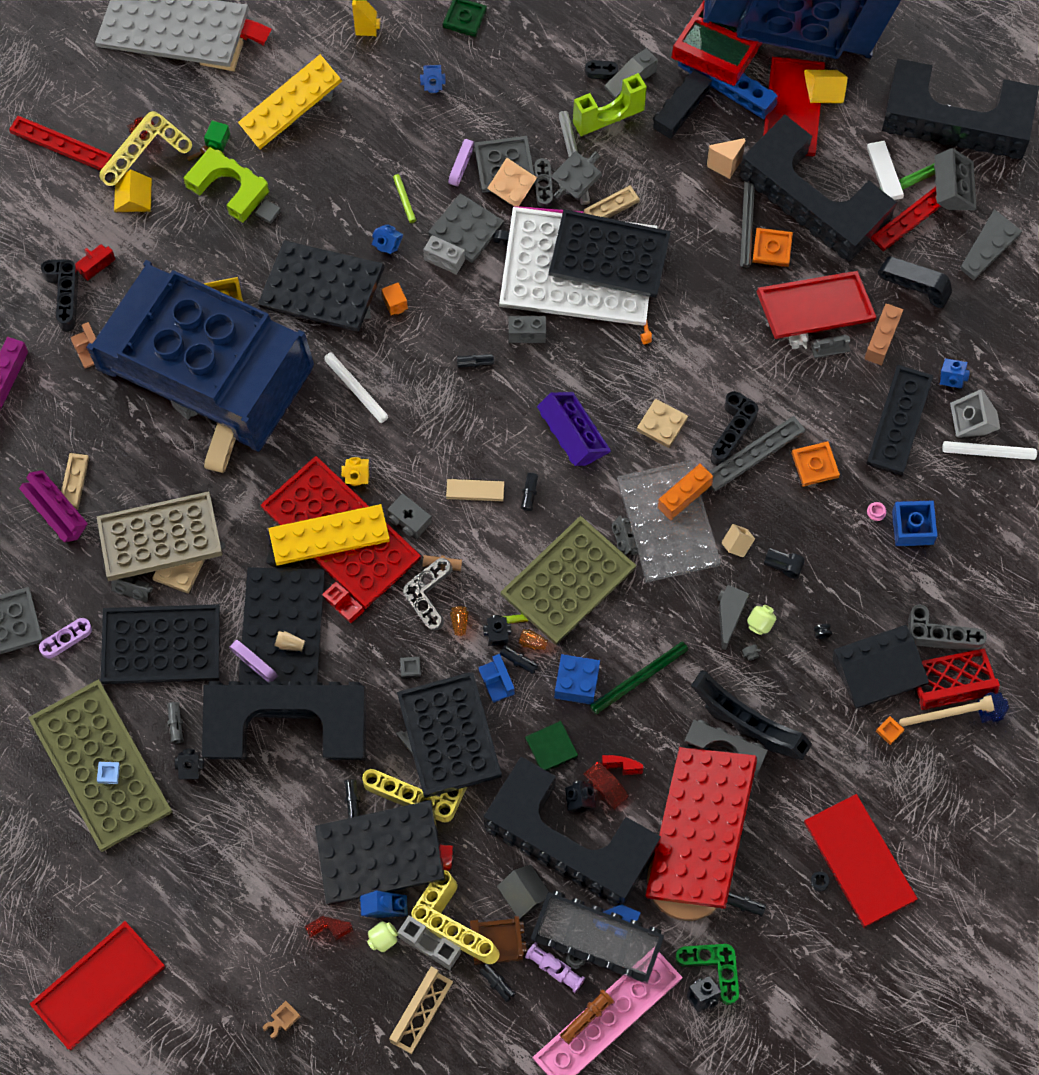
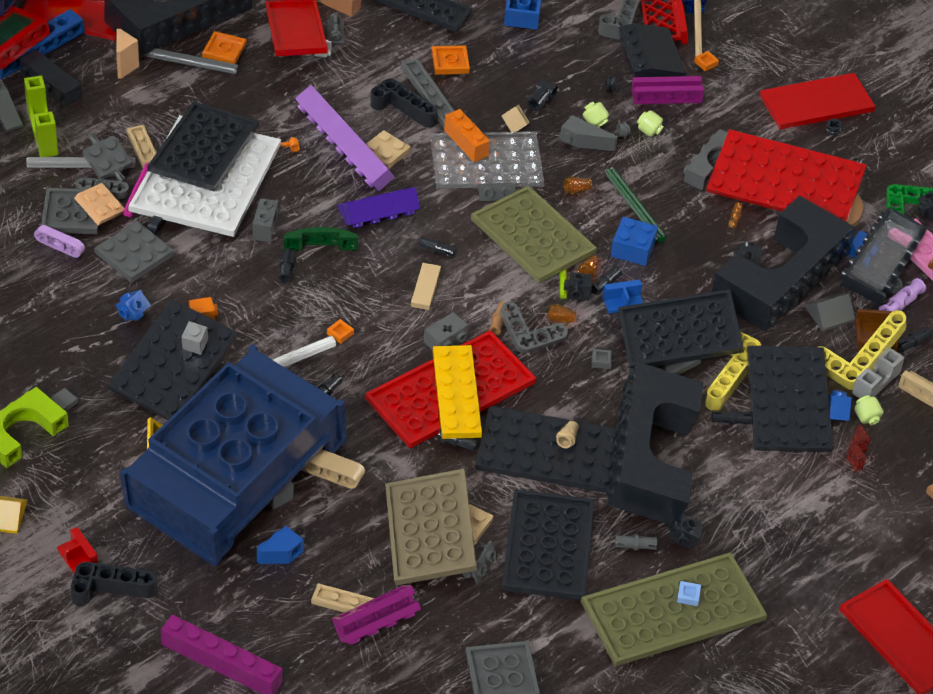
camera: 85 degrees left, 20 degrees down
(66, 630) = (527, 634): lavender beam -> none
(80, 343) = (184, 569): nougat panel -> none
(122, 419) = (280, 548): none -> blue slope
(253, 661) = (585, 463): lavender beam -> none
(318, 422) = (328, 386): none -> black pin
(332, 291) = (194, 337): none -> light grey brick
(343, 602) = (529, 397): red slope -> none
(356, 471) = (390, 363): yellow brick -> none
(395, 422) = (340, 331): none -> orange plate
(404, 198) = (84, 292): lime bar -> none
(444, 254) = (163, 267): light grey brick -> none
(510, 364) = (321, 236): none -> dark green slope
(551, 746) = (693, 272): dark green tile -> none
(606, 784) = (734, 237): clear red slope -> none
(628, 765) = (719, 226): red slope -> none
(643, 780) = (735, 215): none -> clear orange tile
(652, 614) = (576, 184): none -> clear orange cone
(660, 379) = (345, 138): none -> medium lavender brick
(749, 722) = (707, 122): black arch -> none
(765, 678) = (650, 123): none -> yellowish green head
(827, 692) = (667, 90): none -> magenta brick
(876, 511) = (503, 32): bright pink plate -> none

